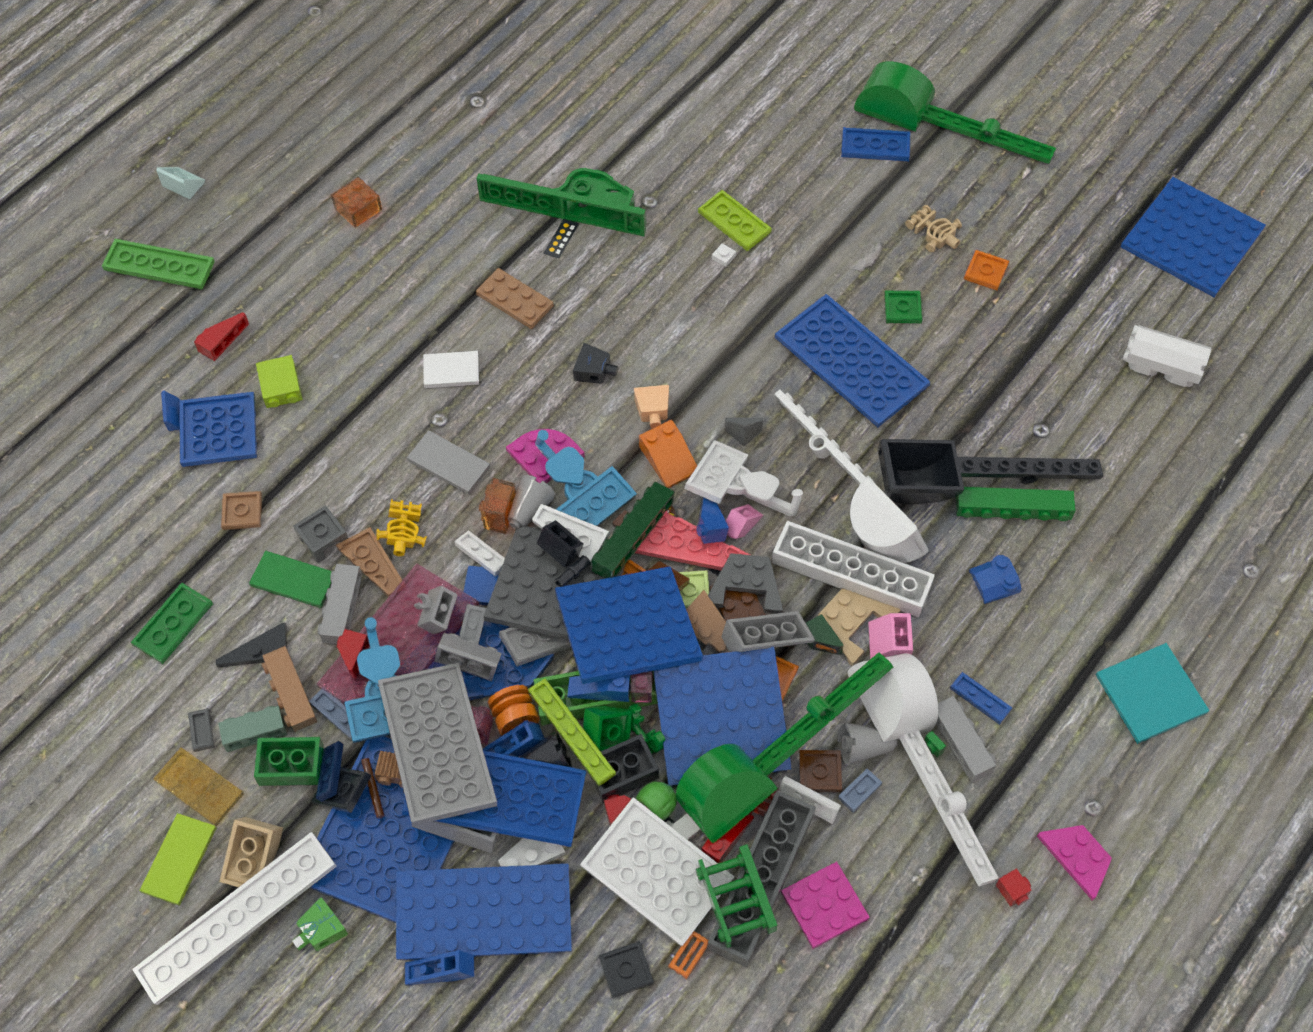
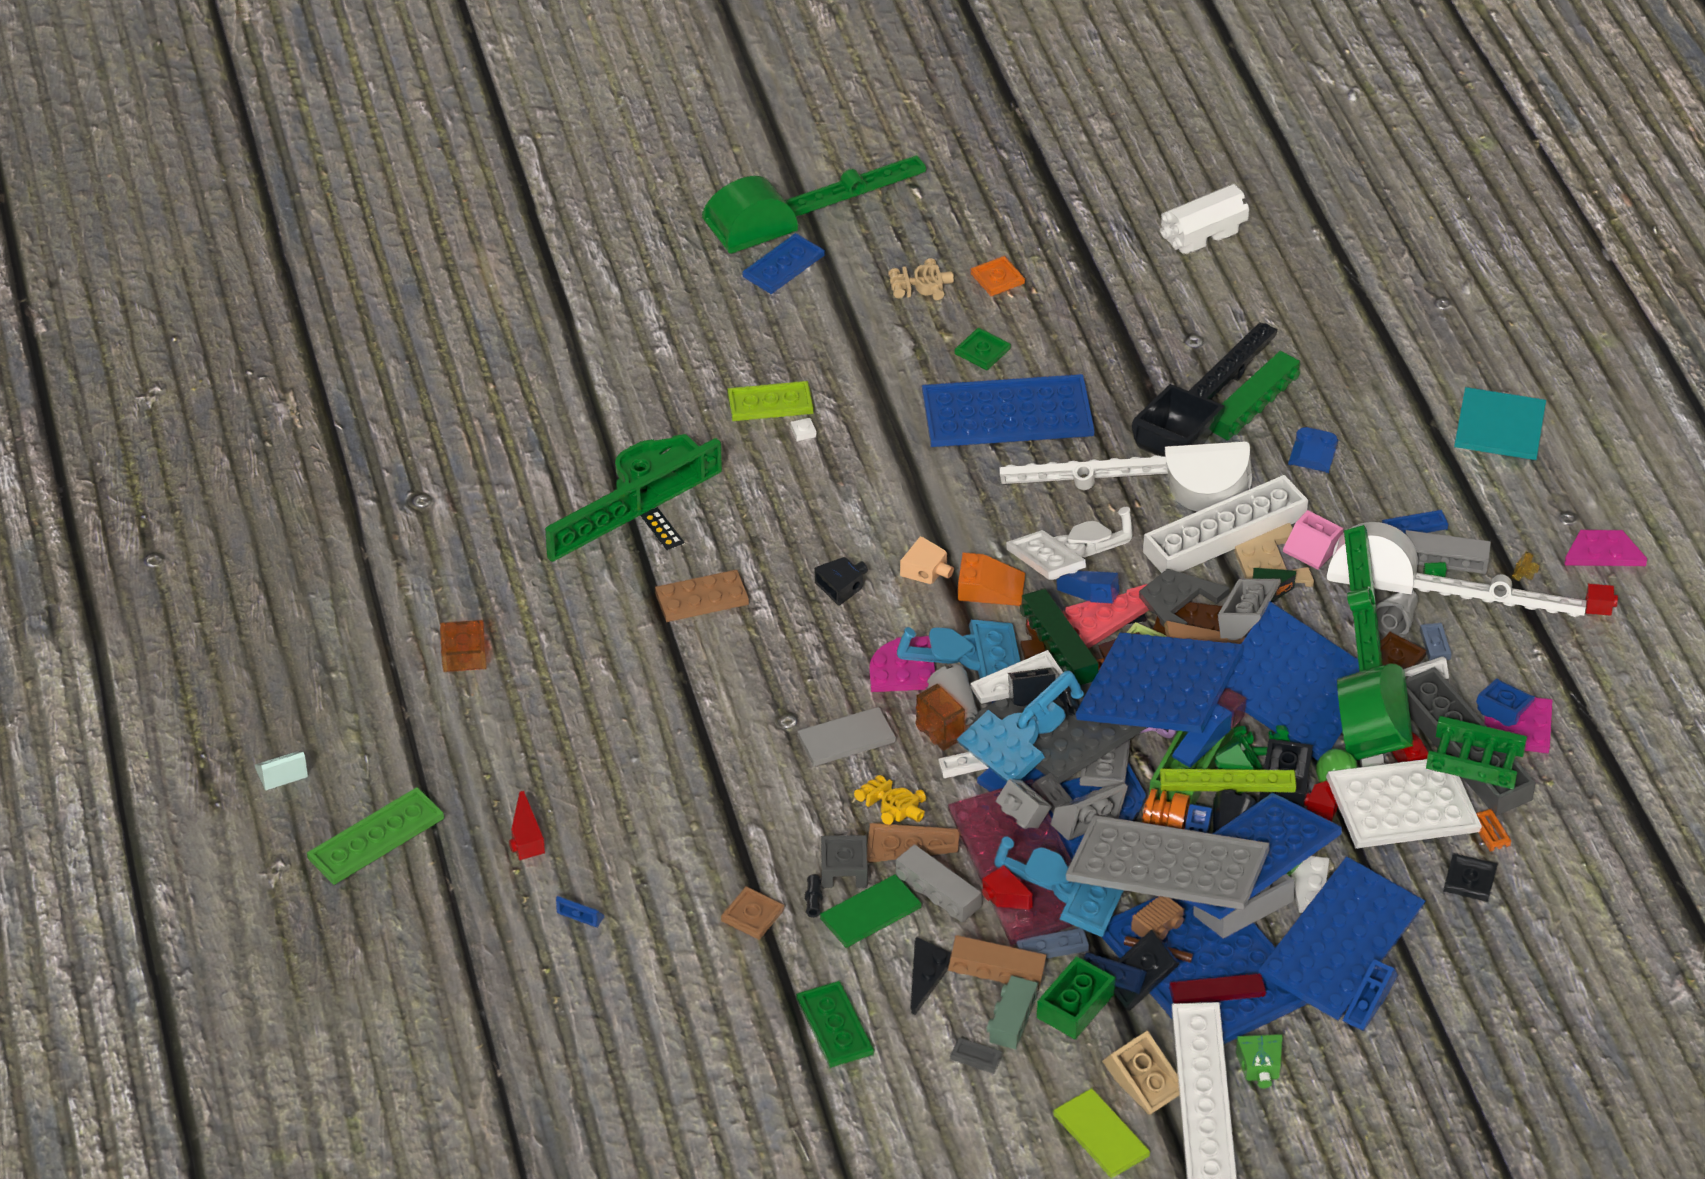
camera: 55 degrees left, 15 degrees down
(198, 786) = (1035, 1084): clear yellow tile -> none
(217, 429) = (638, 884): blue plate -> none
(278, 537) = (813, 895): none -> black pin
(279, 381) = (629, 810): lime brick -> none
(360, 854) = (1217, 989): none -> dark red tile
(451, 369) = (739, 681): white tile -> none
(501, 559) = (1008, 743): none -> dark azure plate
(742, 520) = (1109, 565): bright pink slope -> none
(743, 428) = (1012, 518): dark grey slope -> none
(823, 882) = (1503, 702): none -> blue slope
(1000, 808) = (1525, 567): none -> clear yellow tile
(1193, 236) = (1093, 136): blue plate -> none

